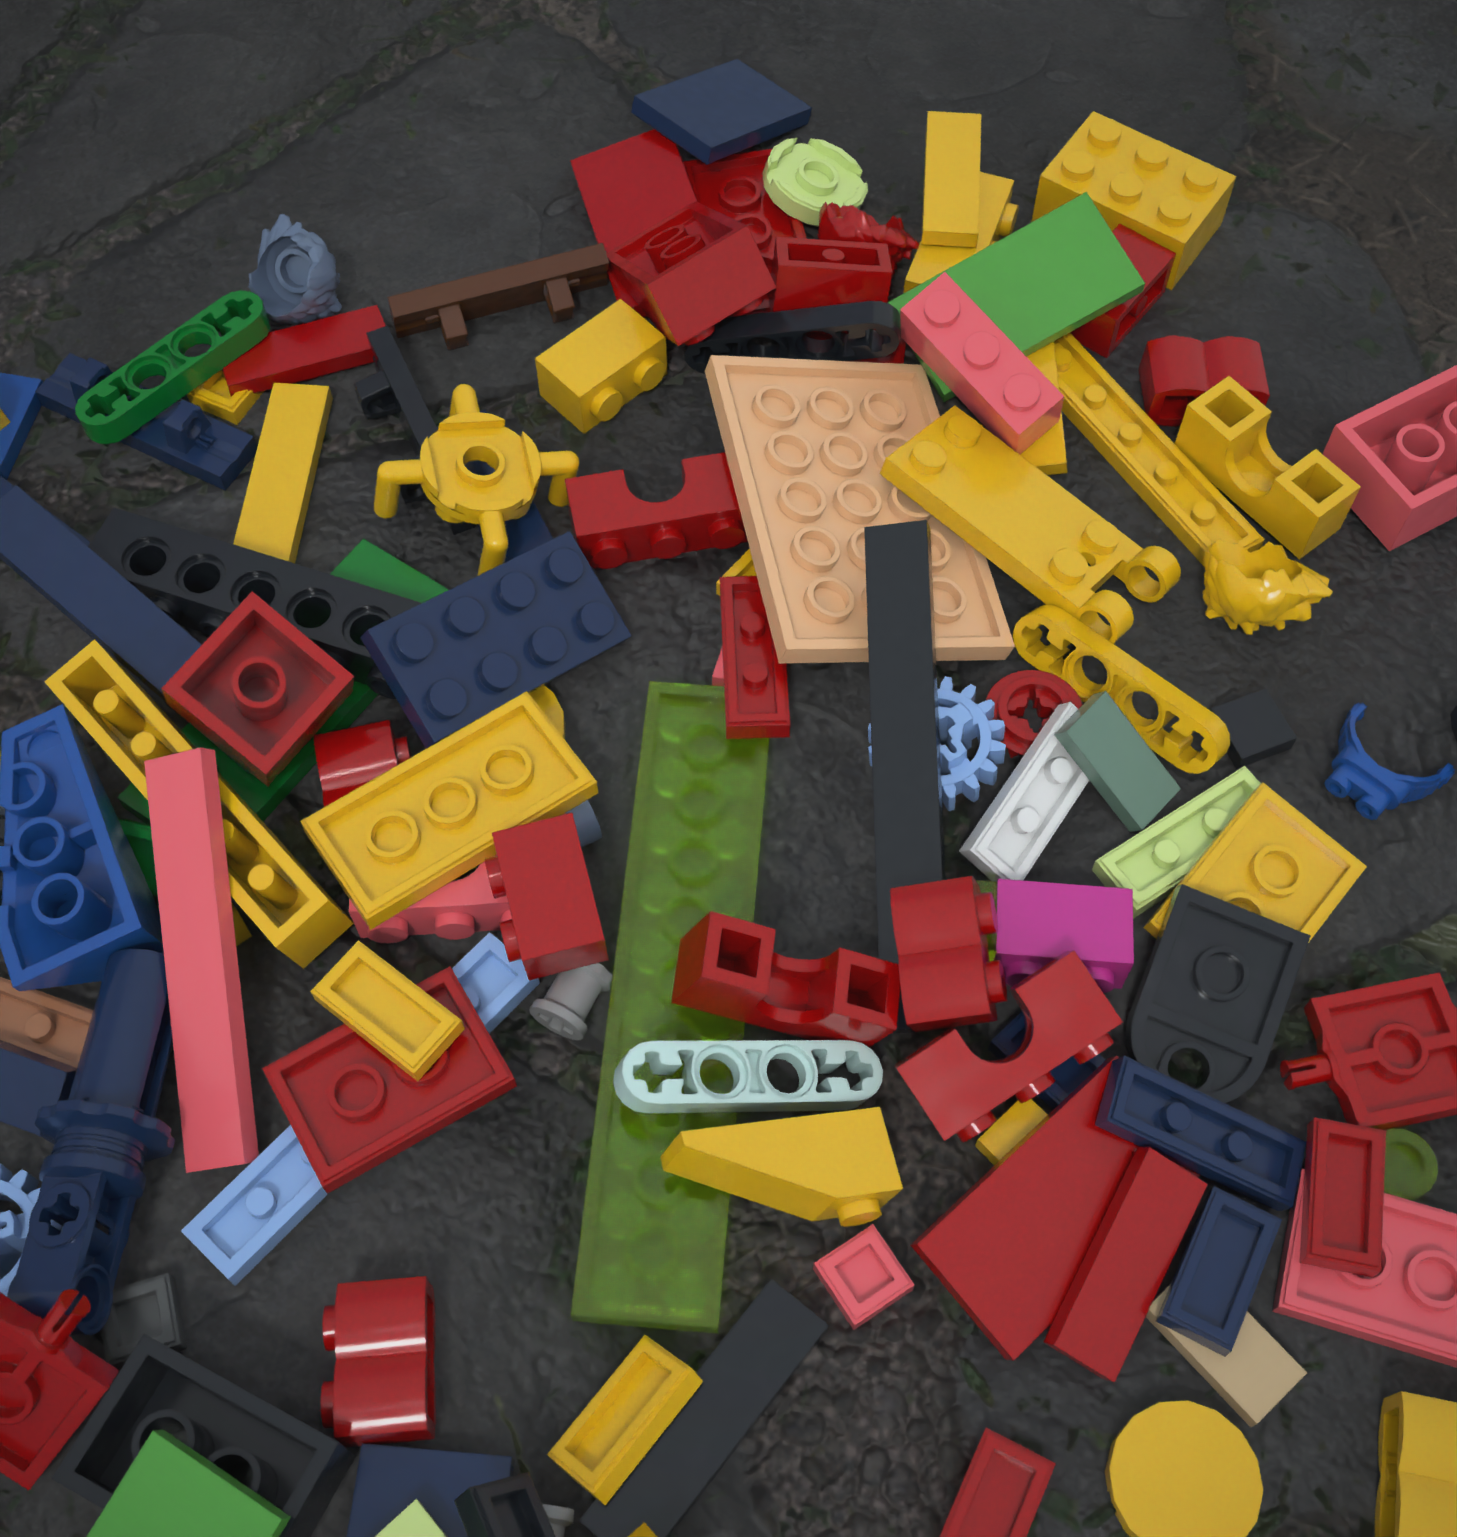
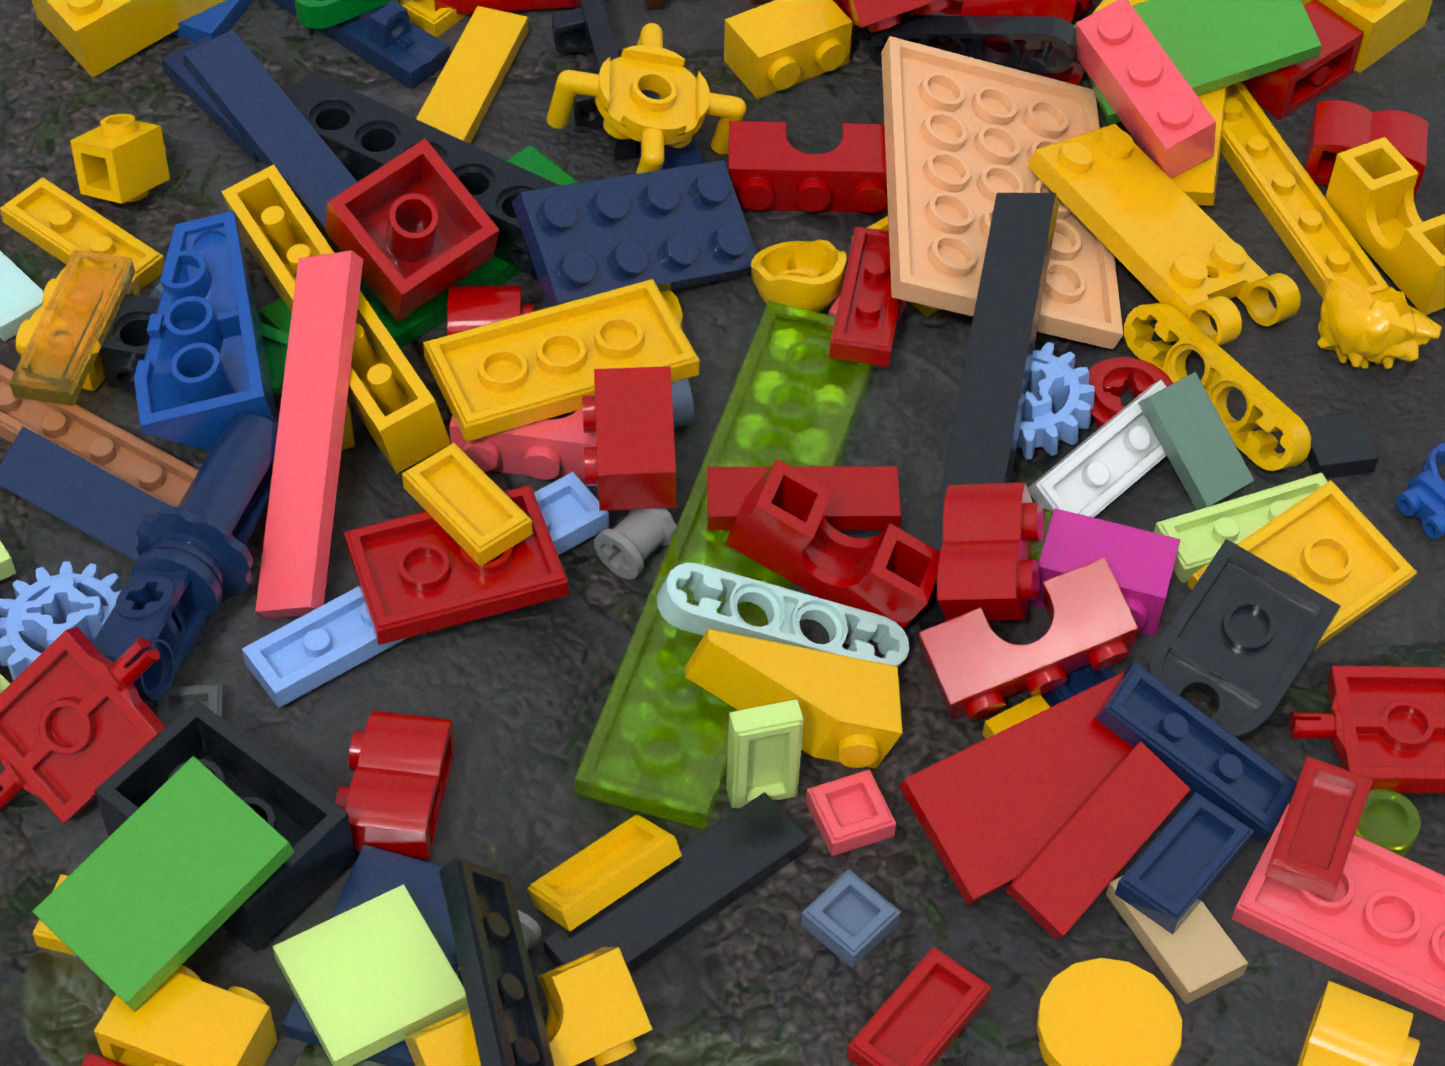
camera: 10 degrees right, 10 degrees down
(674, 654) = (800, 274): none -> yellow helmet
(766, 1249) = (764, 752): none -> yellowish green tile
(793, 902) = (860, 497): none -> red tile
(891, 1407) = (850, 918): none -> sand blue tile

